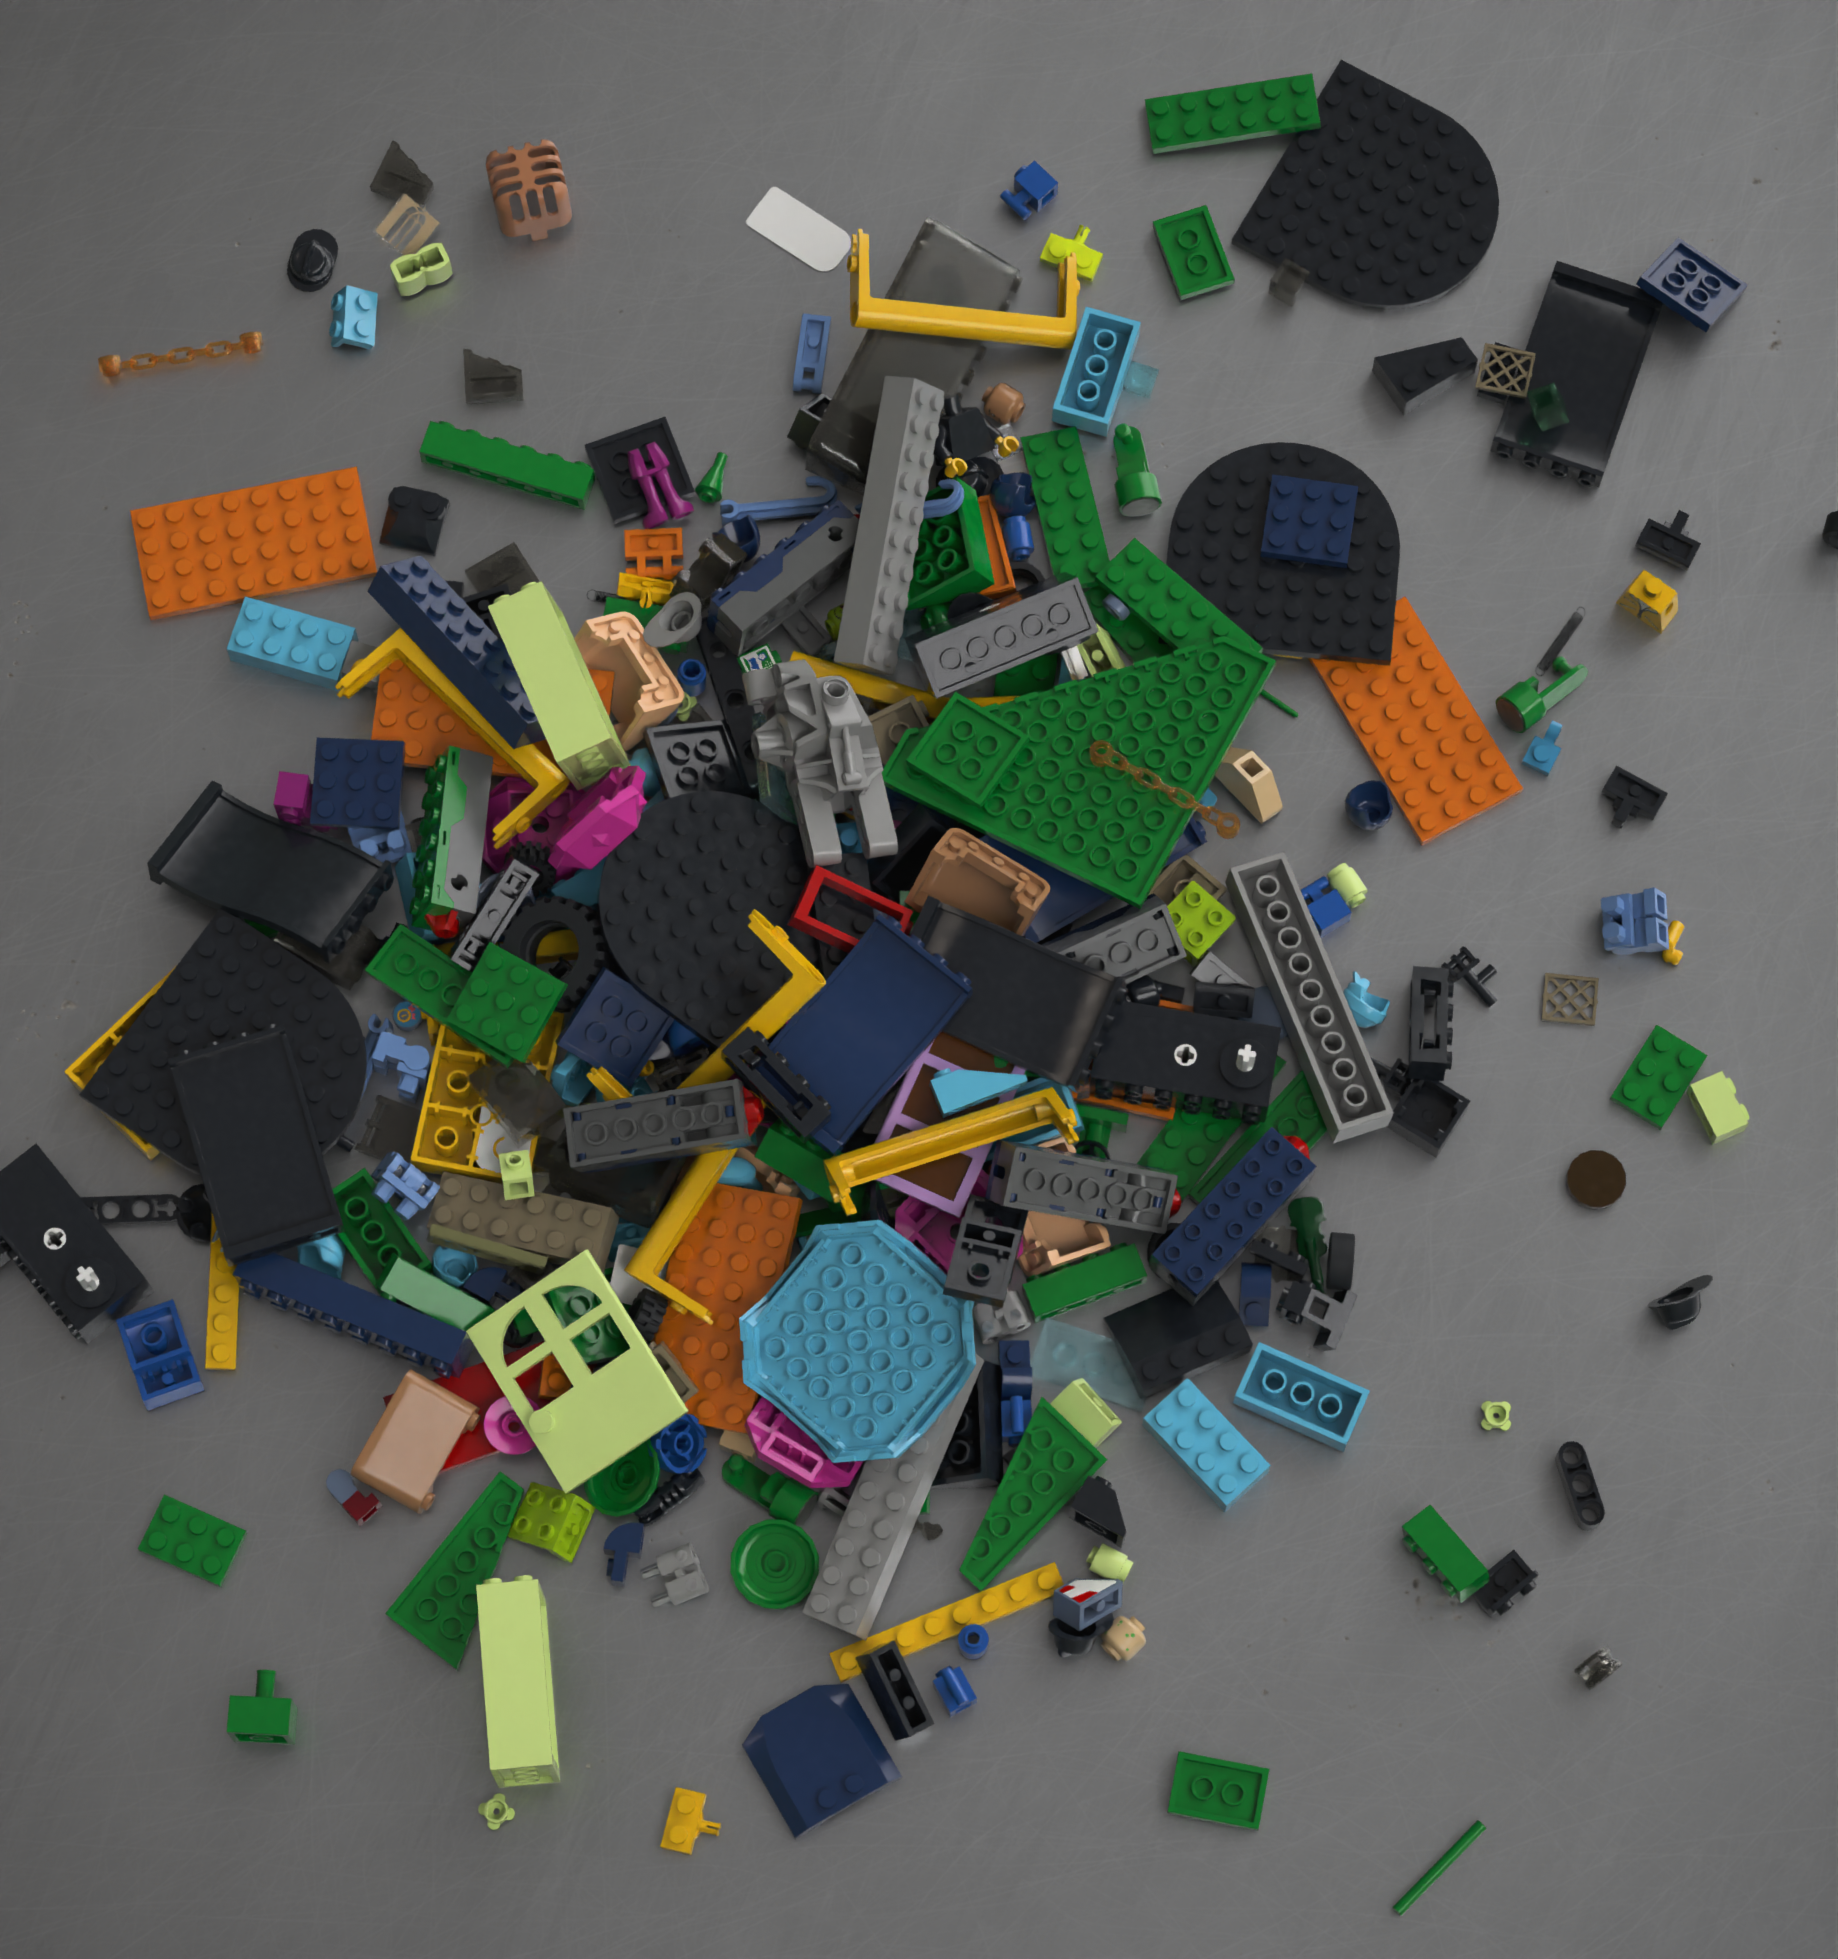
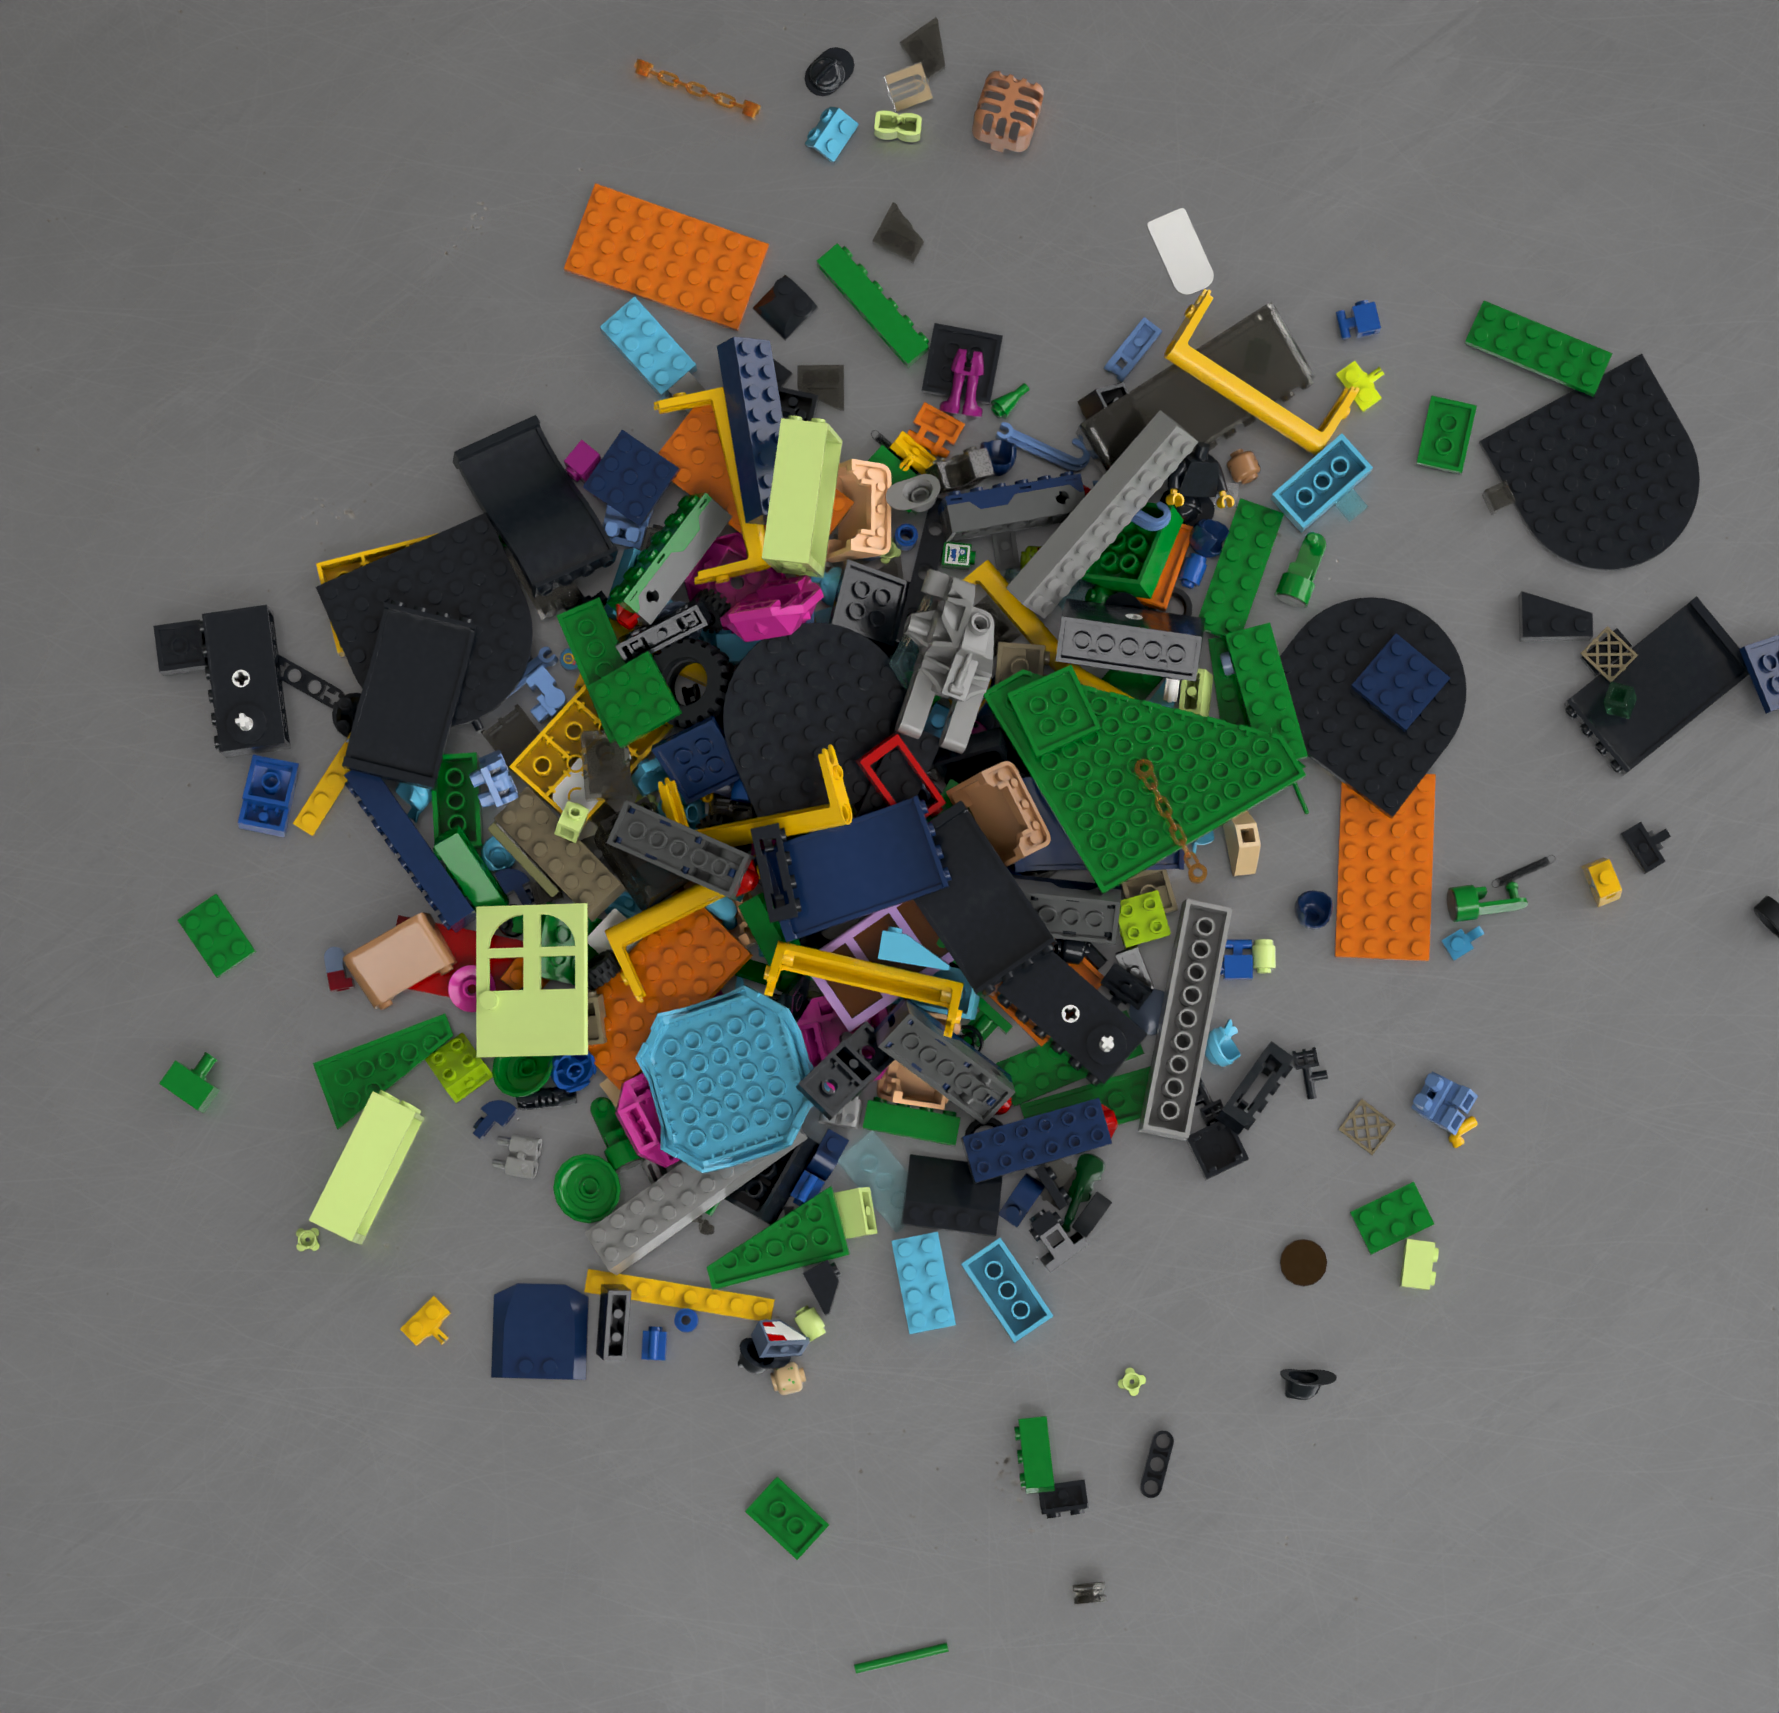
camera: 35 degrees right, 10 degrees up
(1632, 796) = (1501, 1012): black hinge -> none

